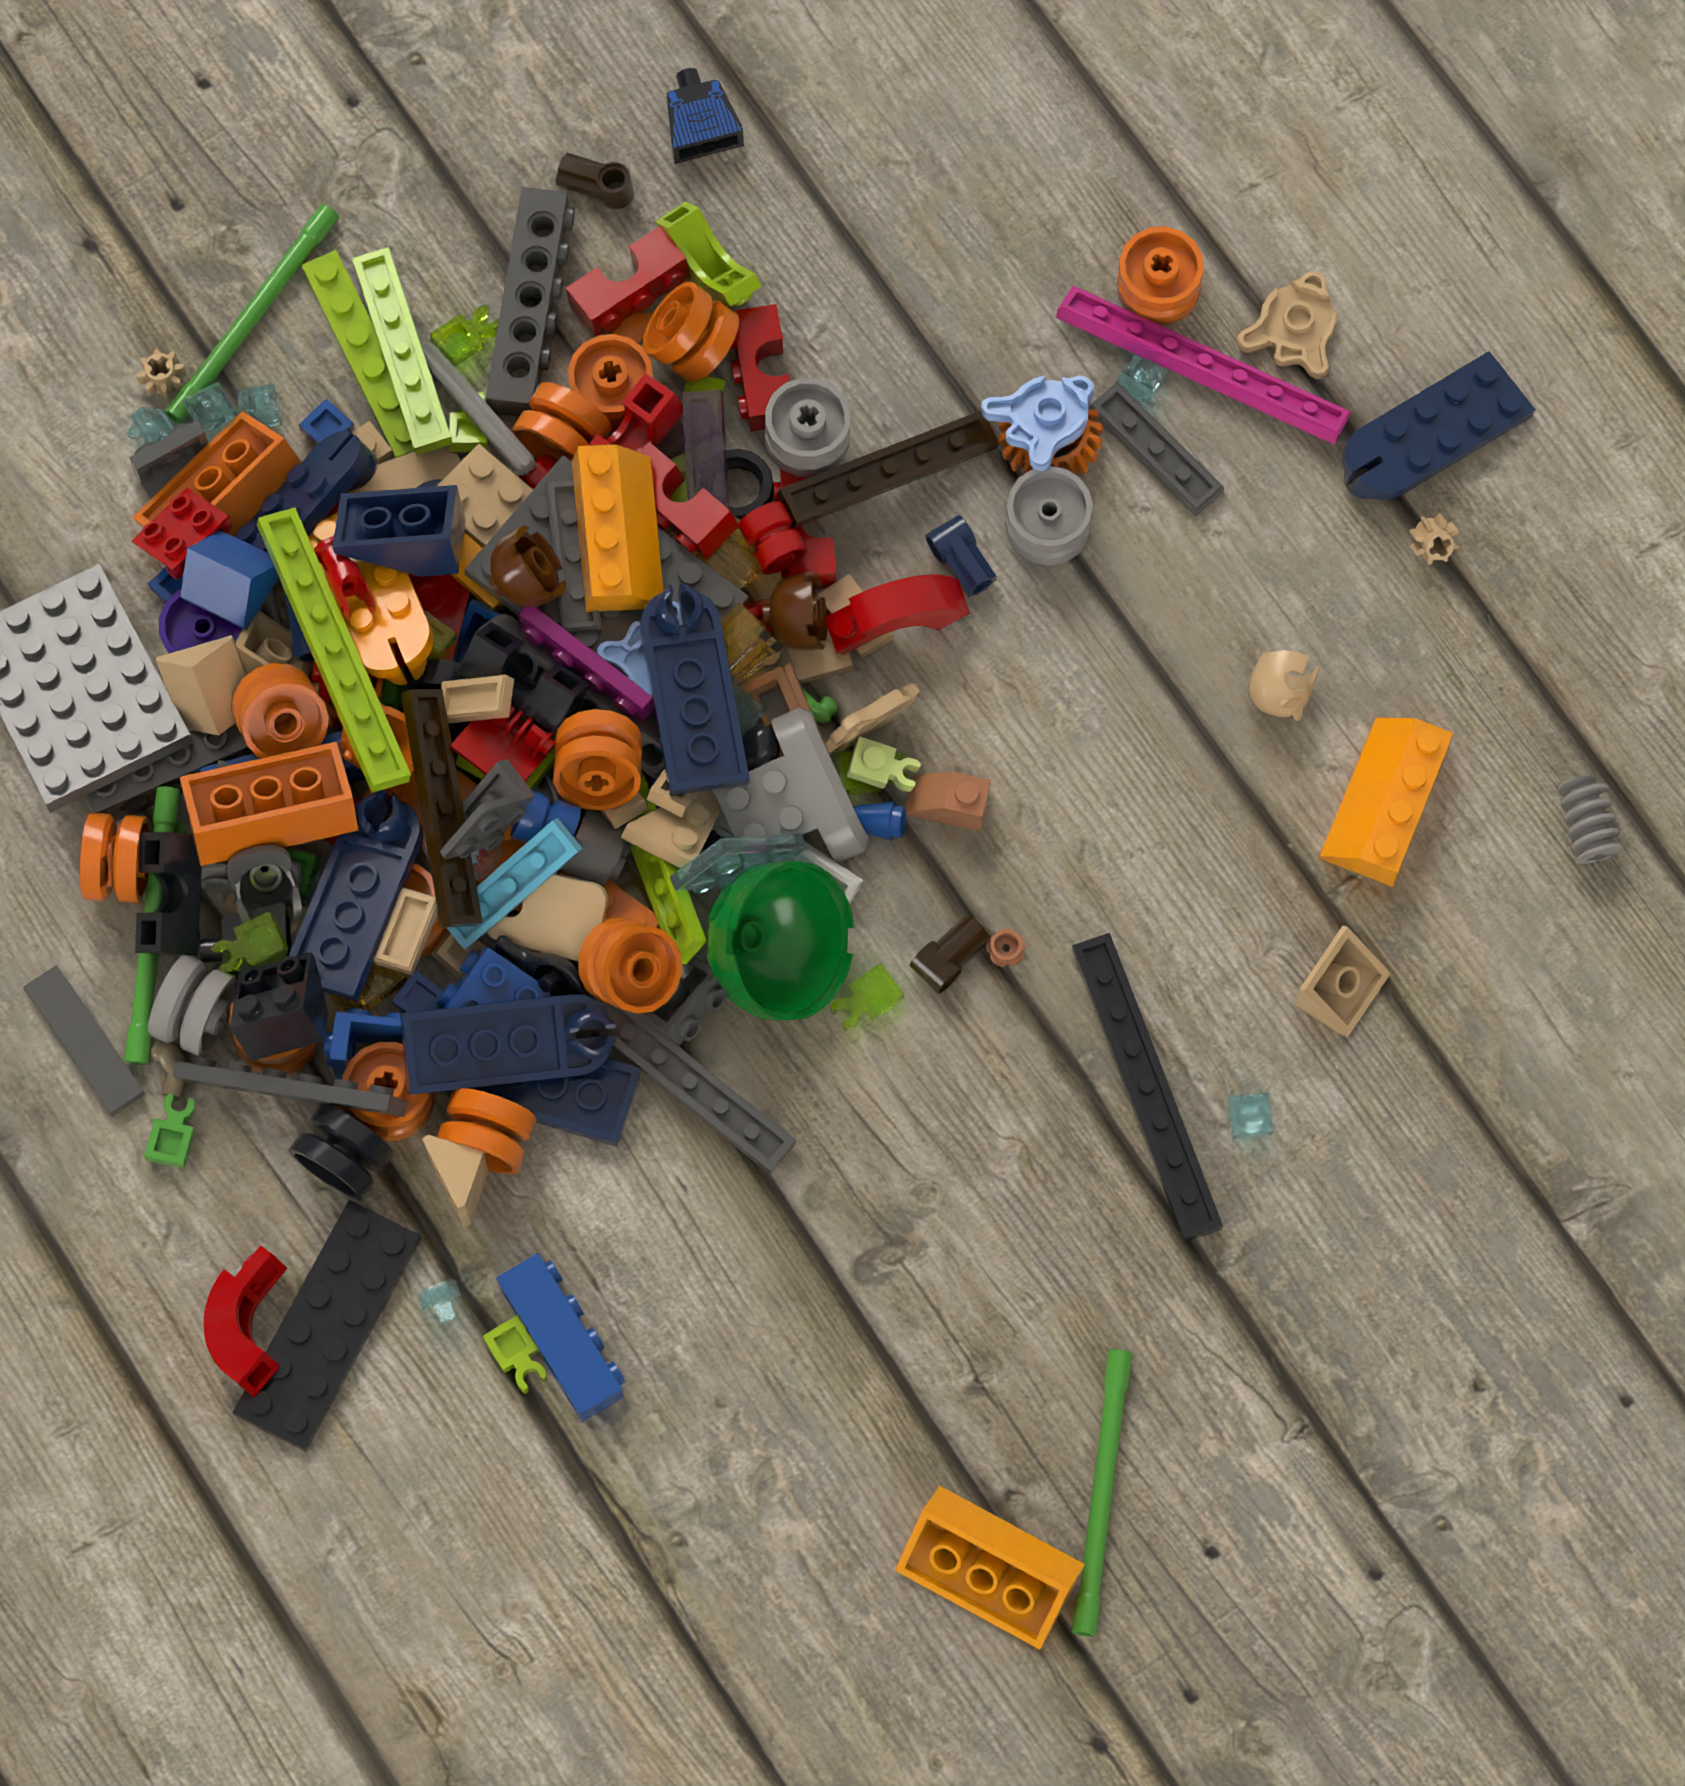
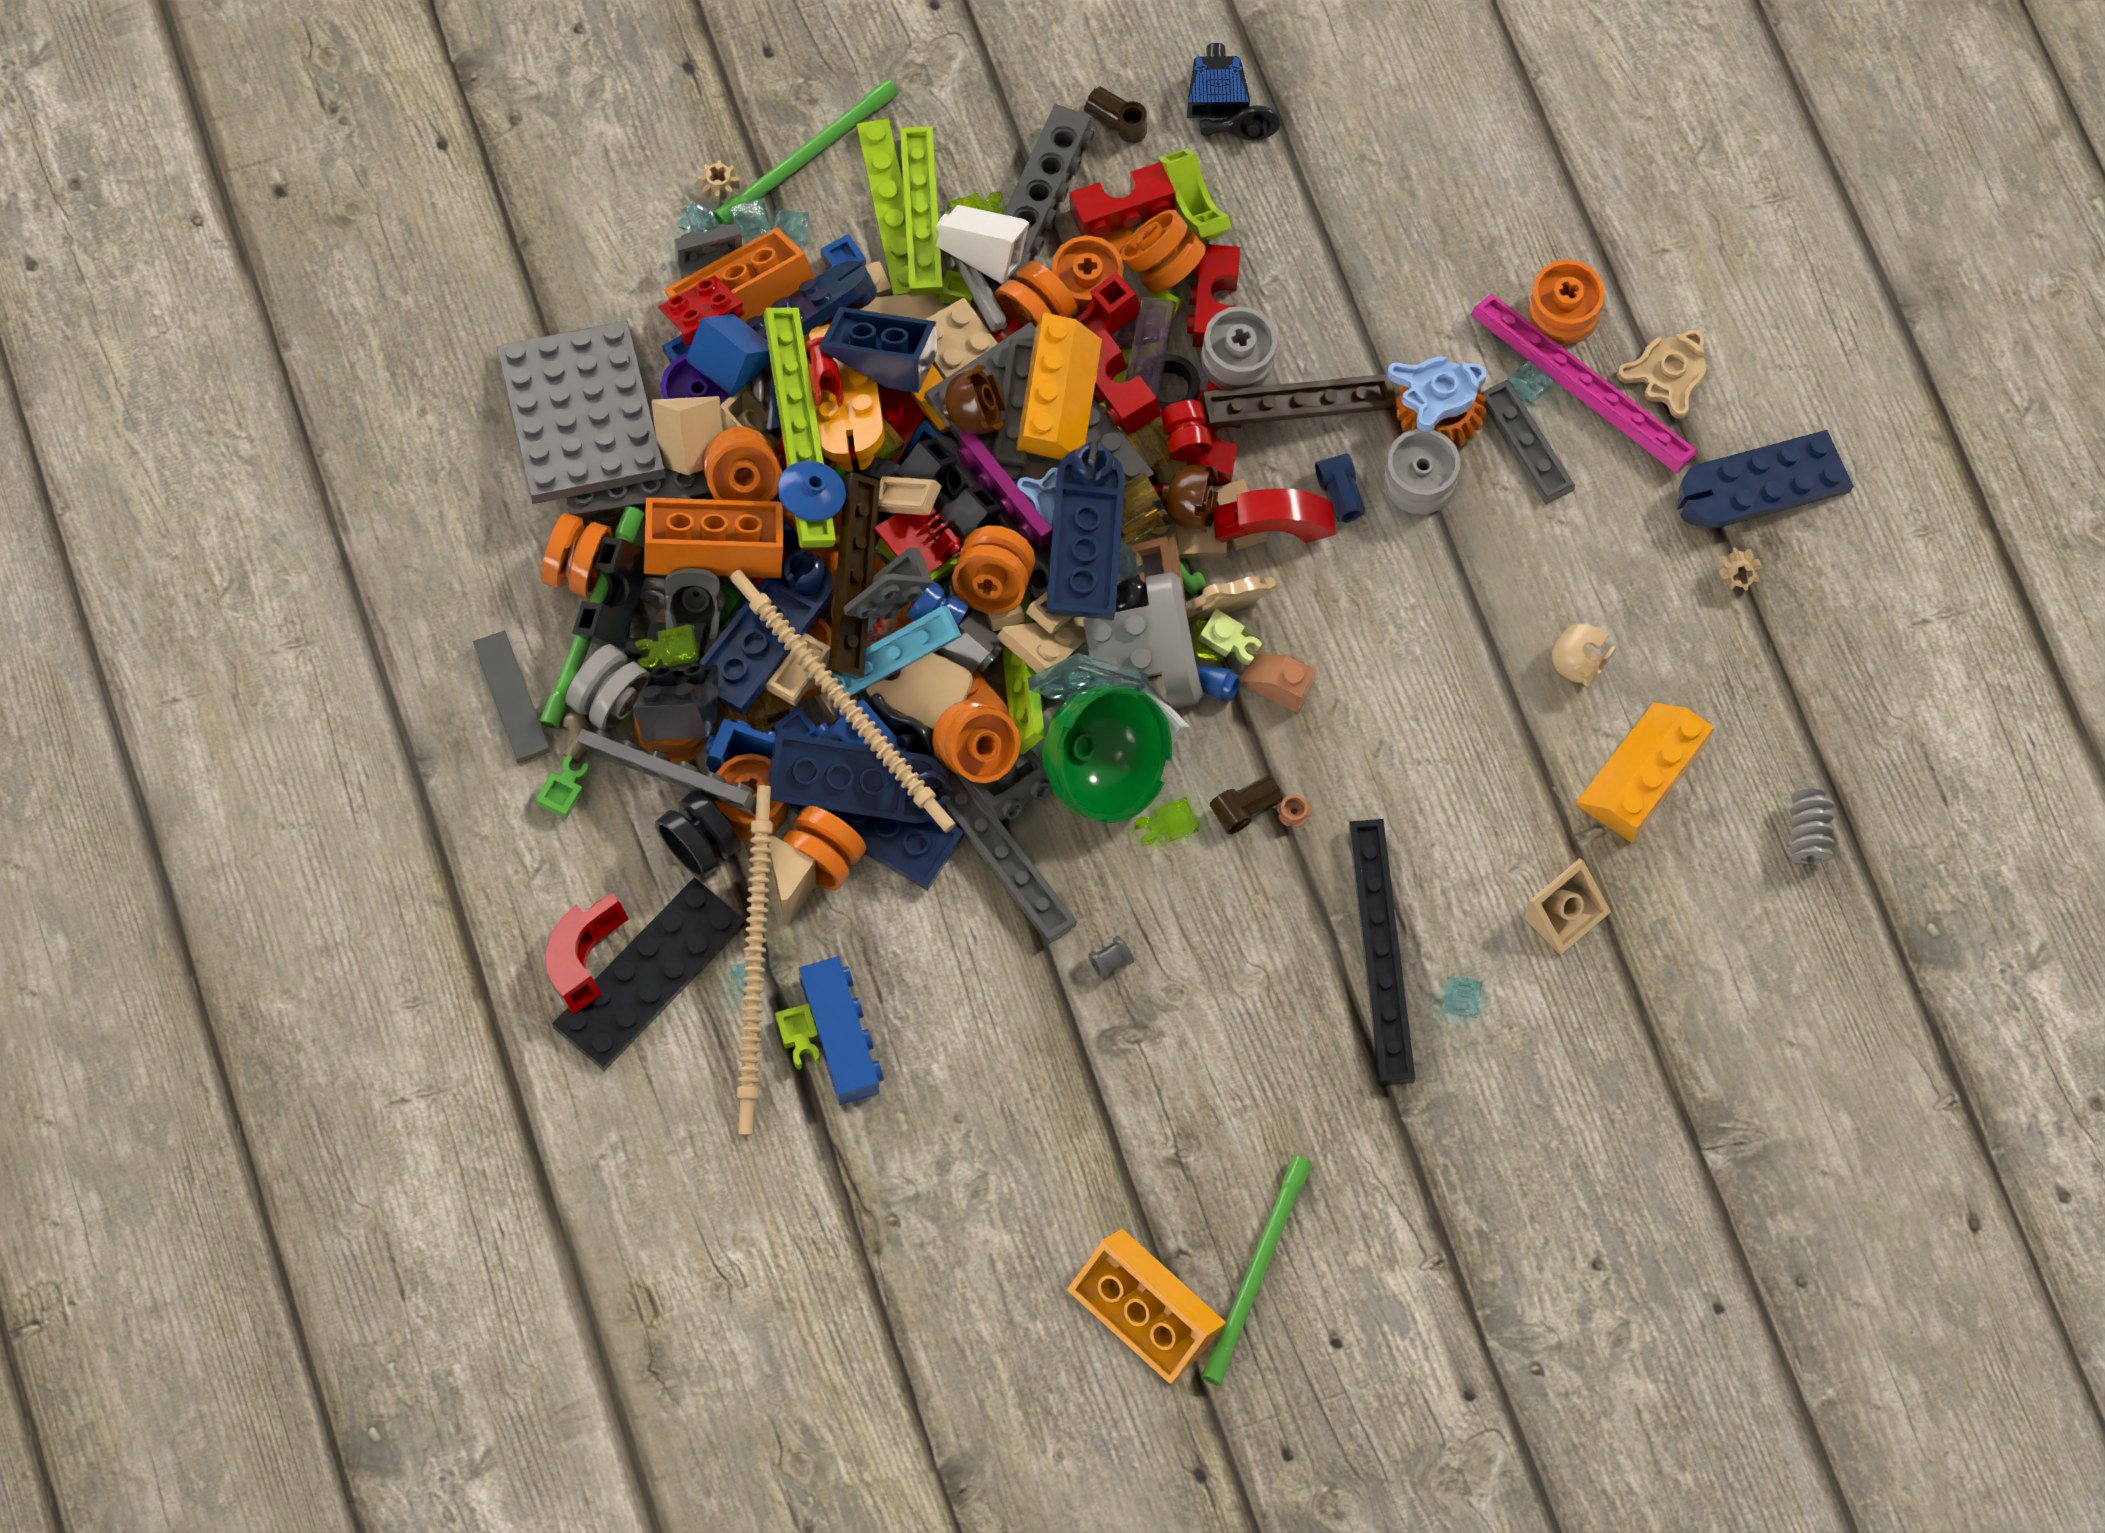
camera: 10 degrees right, 5 degrees down
(344, 869) = (923, 796): none -> tan hose
(365, 737) = (807, 501): none -> blue dish
(475, 1435) = (747, 1091): none -> tan hose
(483, 371) = (983, 240): none -> white slope
(747, 155) = (1249, 123): none -> black piece
(845, 1173) = (1111, 958): none -> dark grey bush

